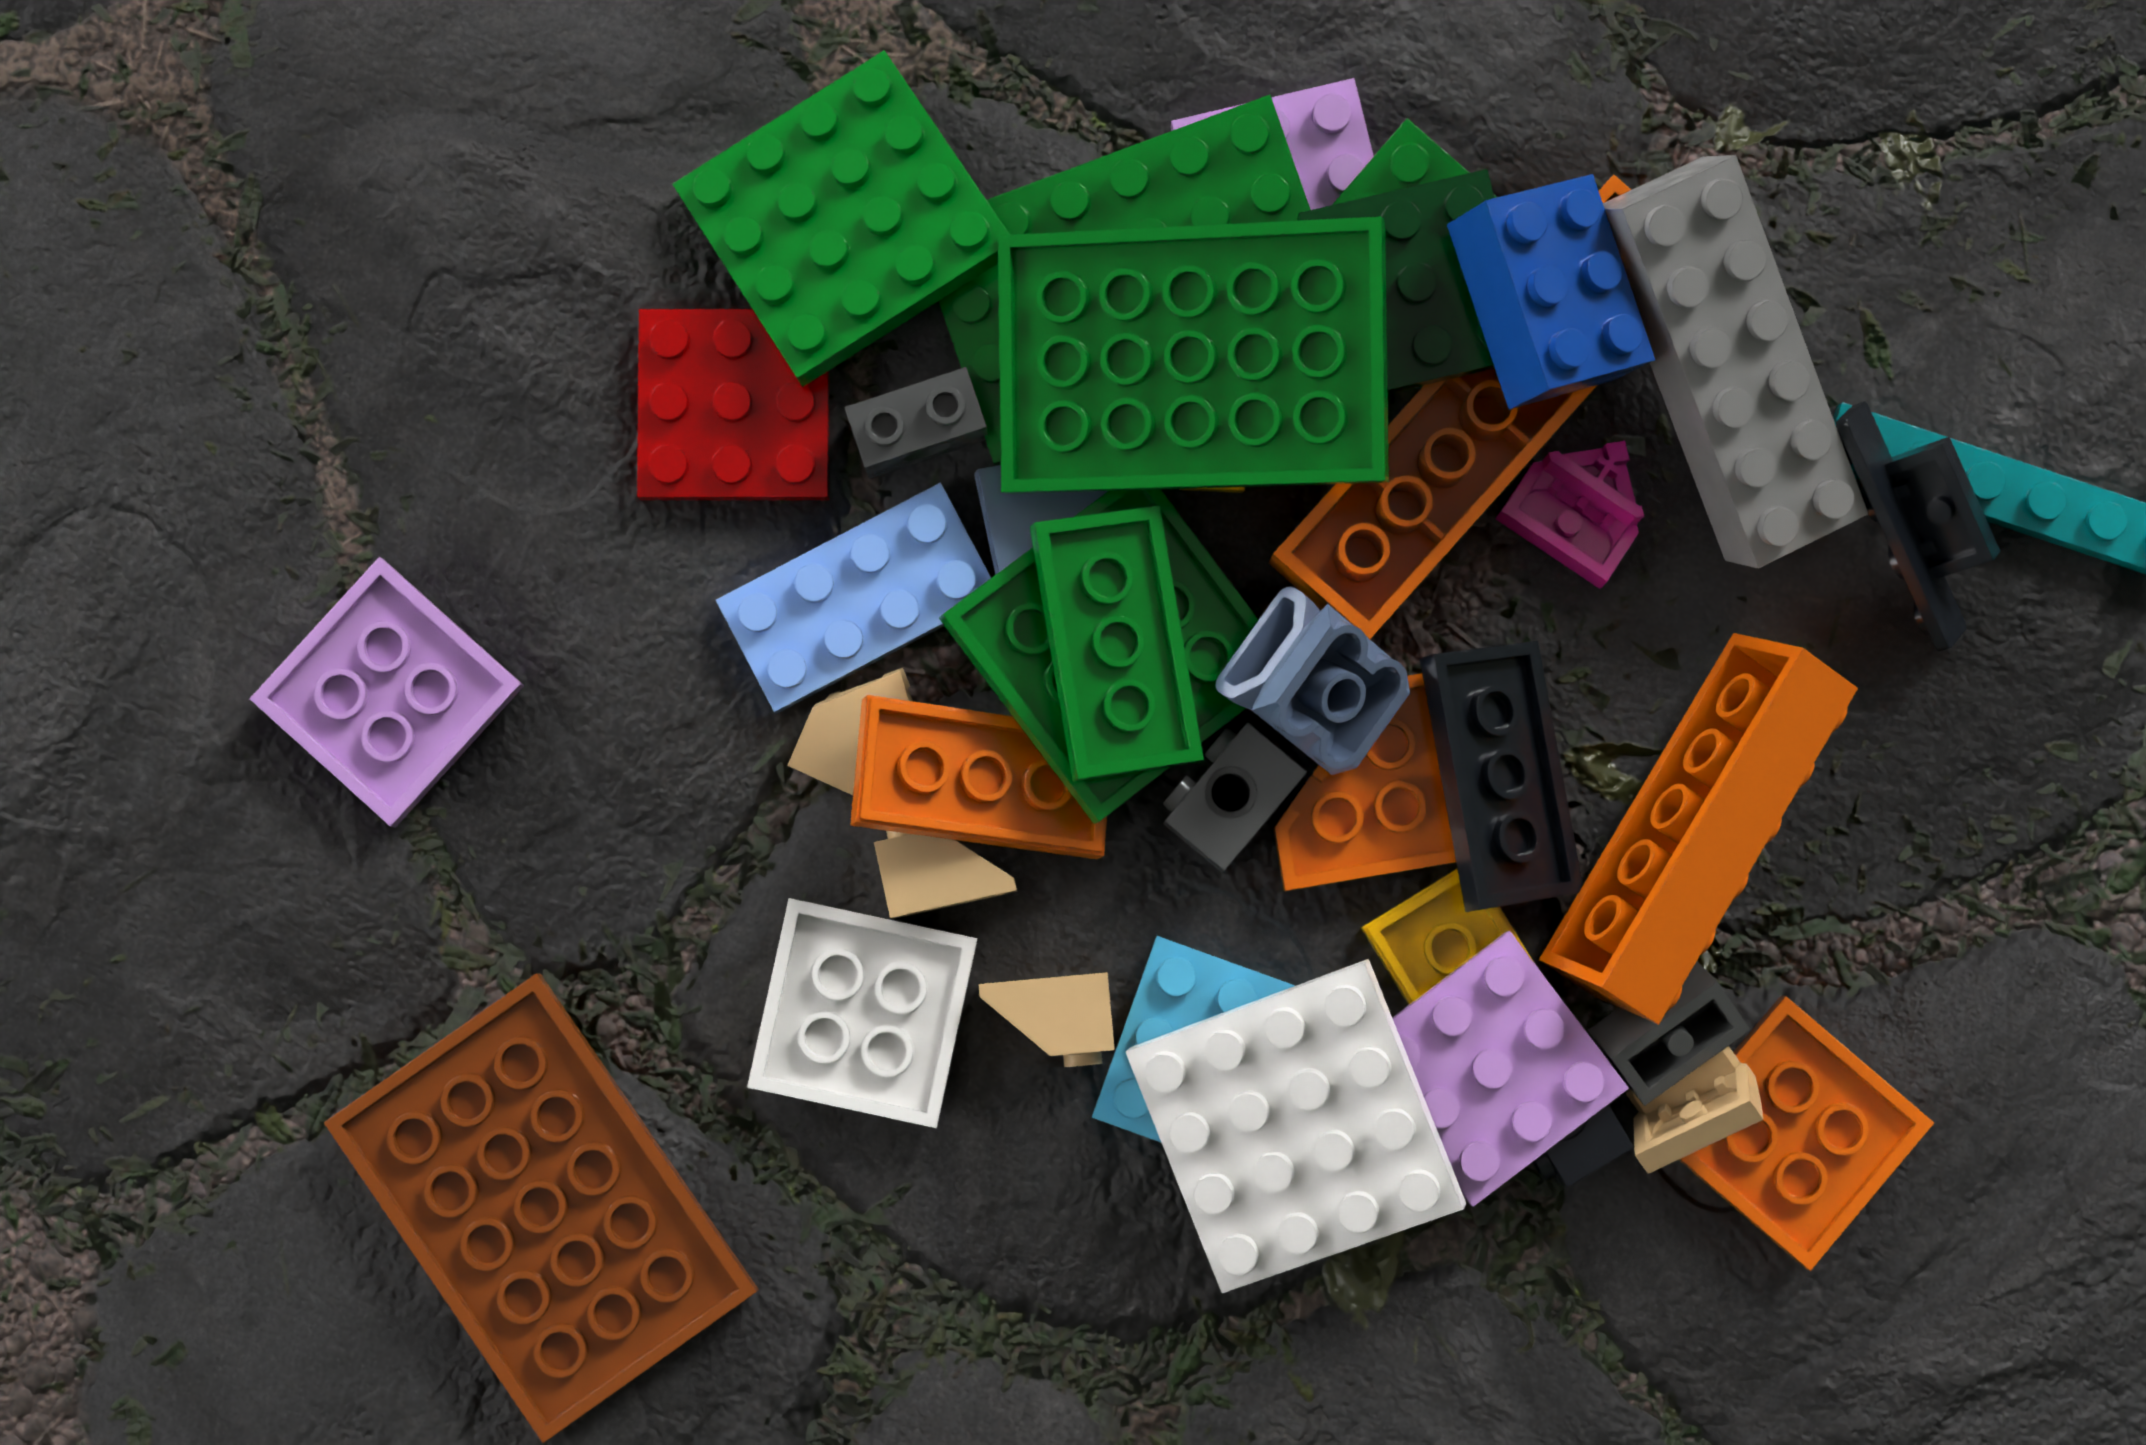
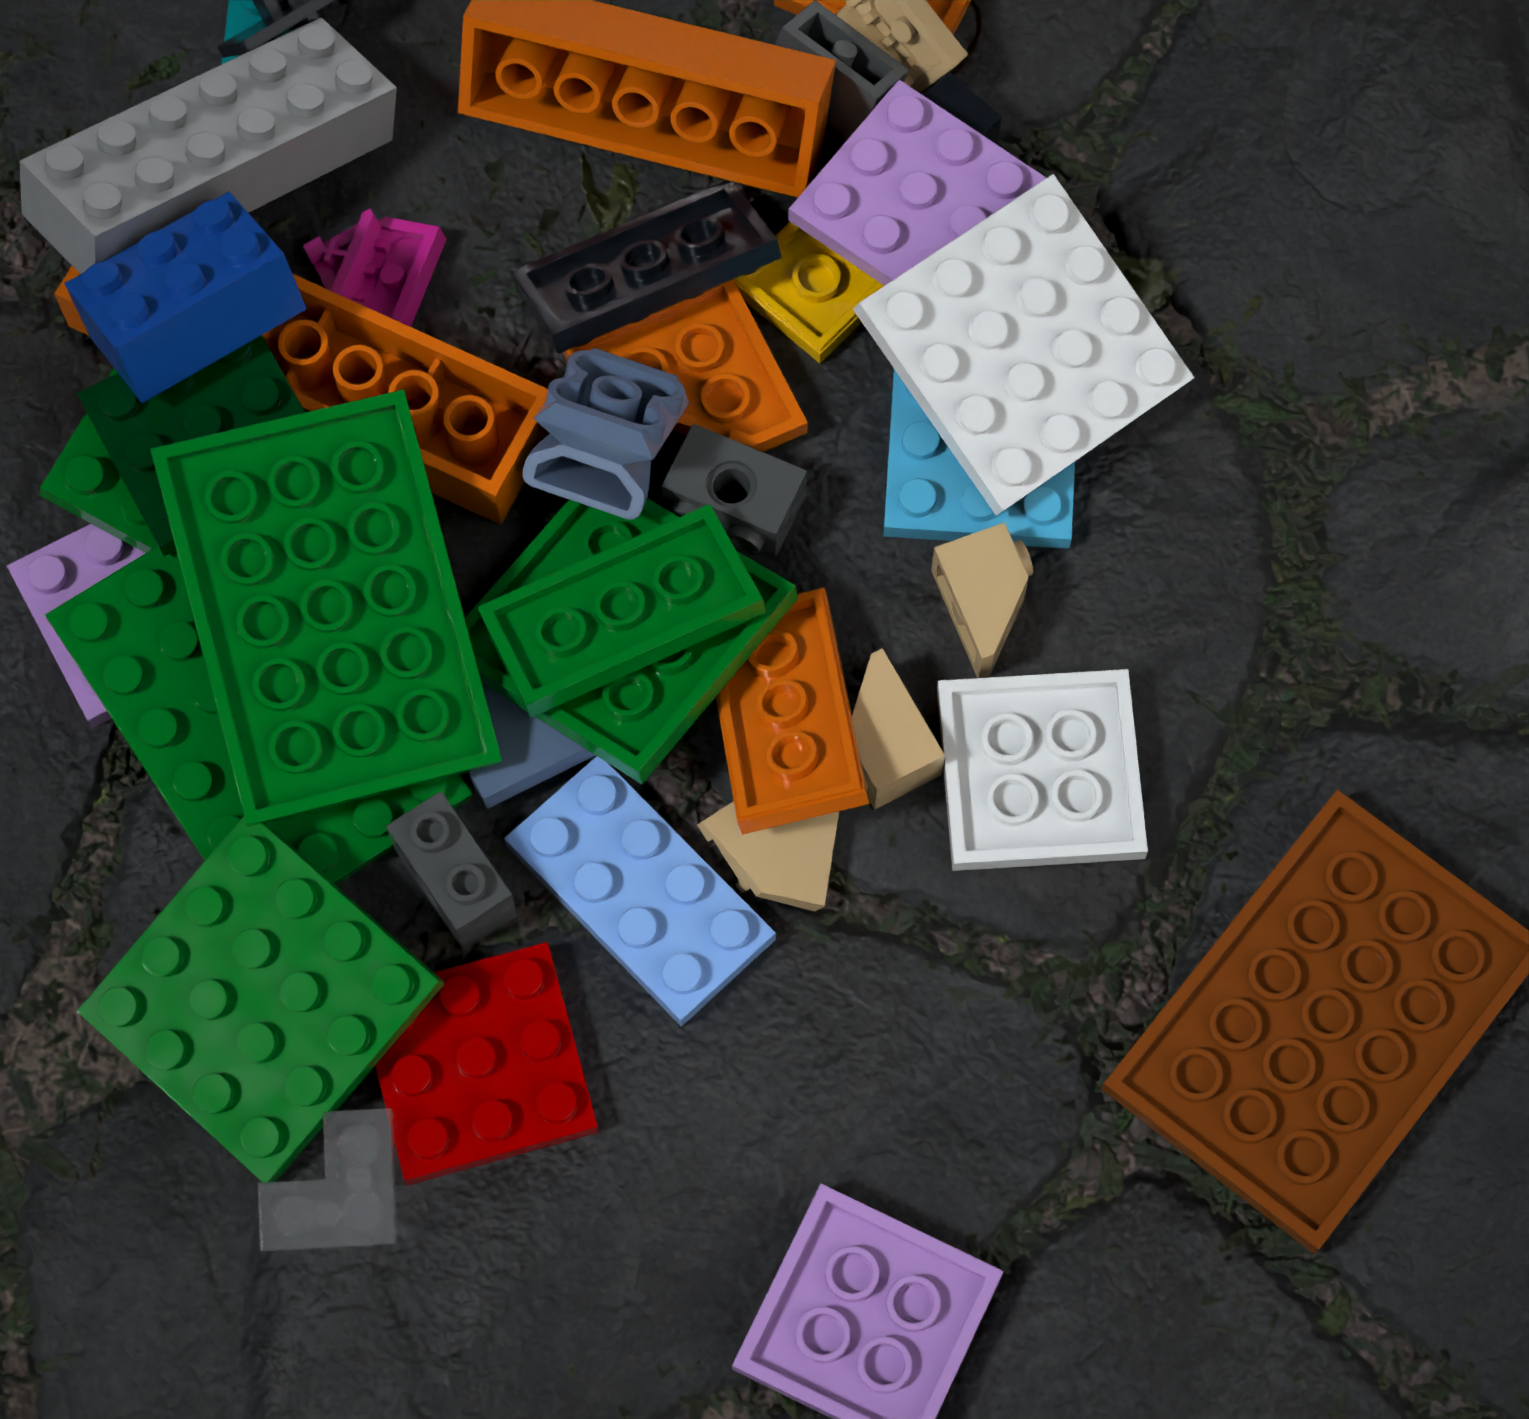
camera: 105 degrees left, 15 degrees down
(632, 257) = (353, 1201): none -> clear plate

